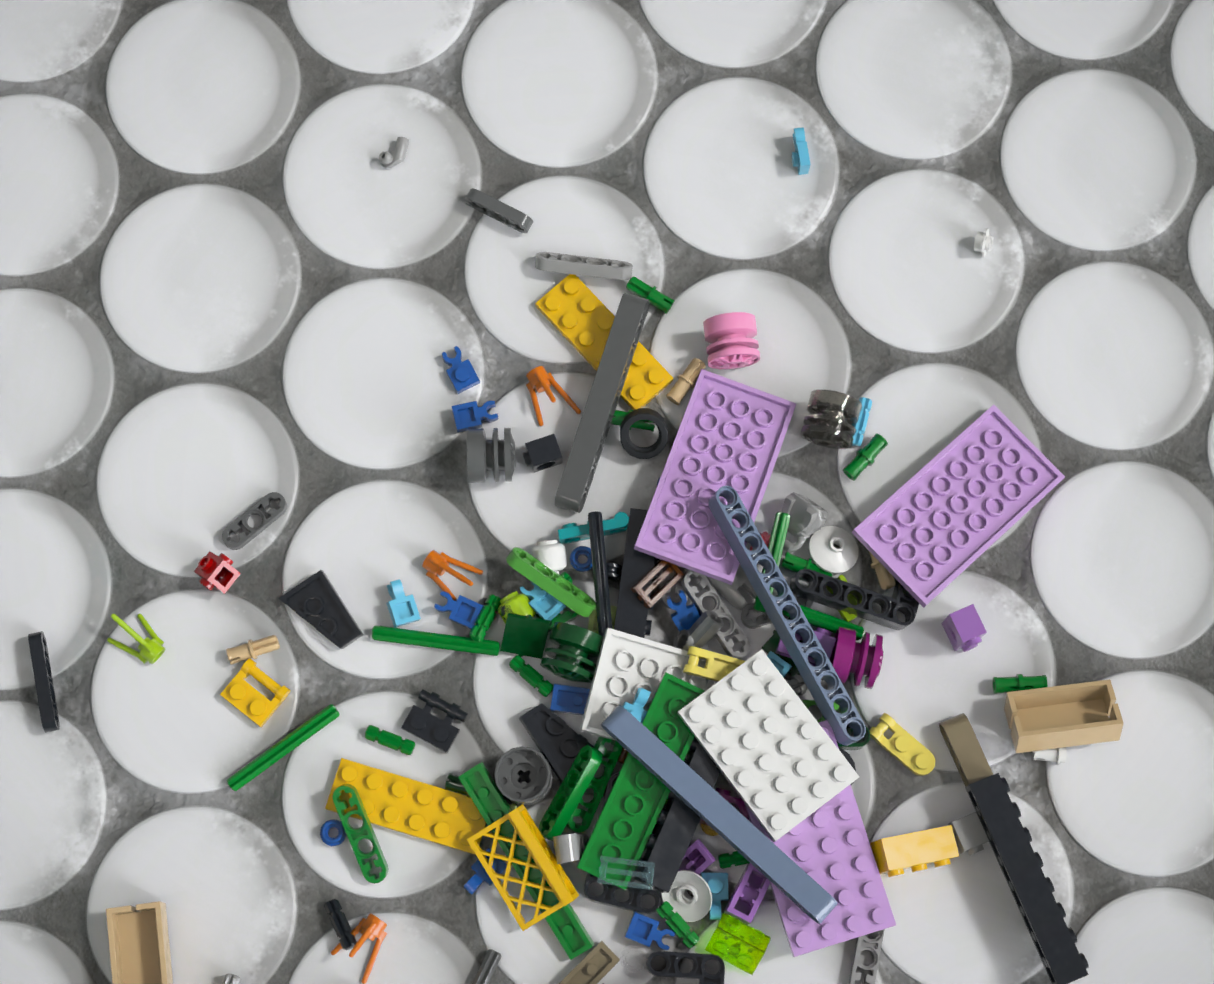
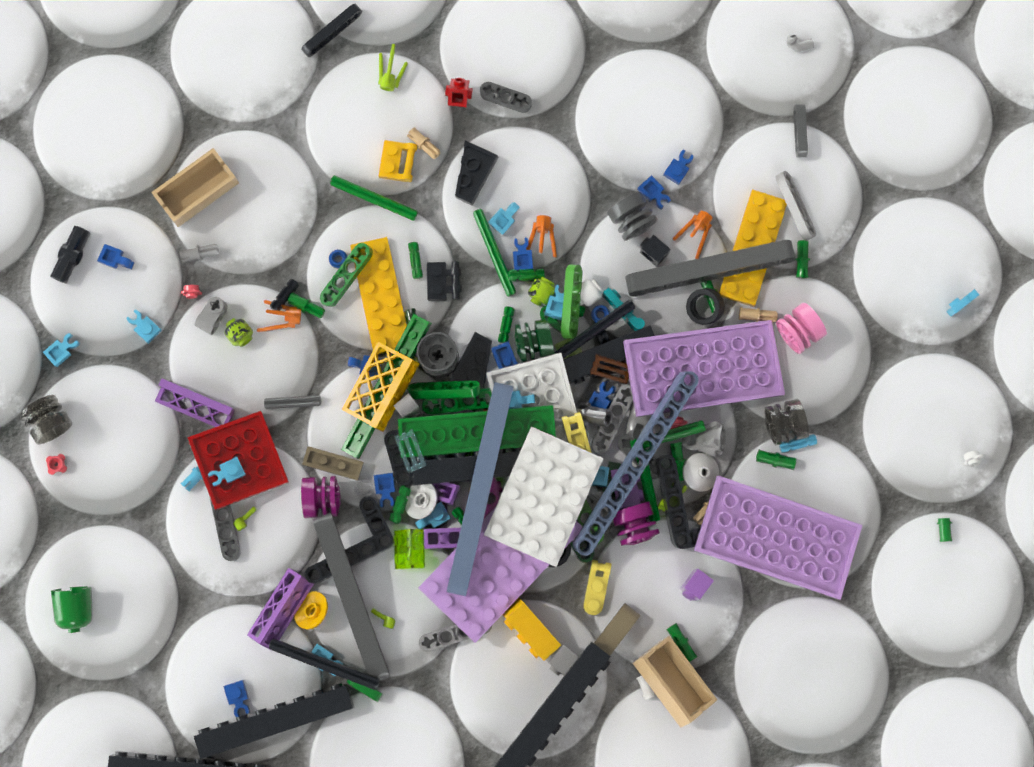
camera: 60 degrees right, 5 degrees up
(368, 904) = (306, 305): none -> green axle
(525, 635) = (528, 305): dark green piece -> none
(1046, 318) = (944, 529): none -> green pin

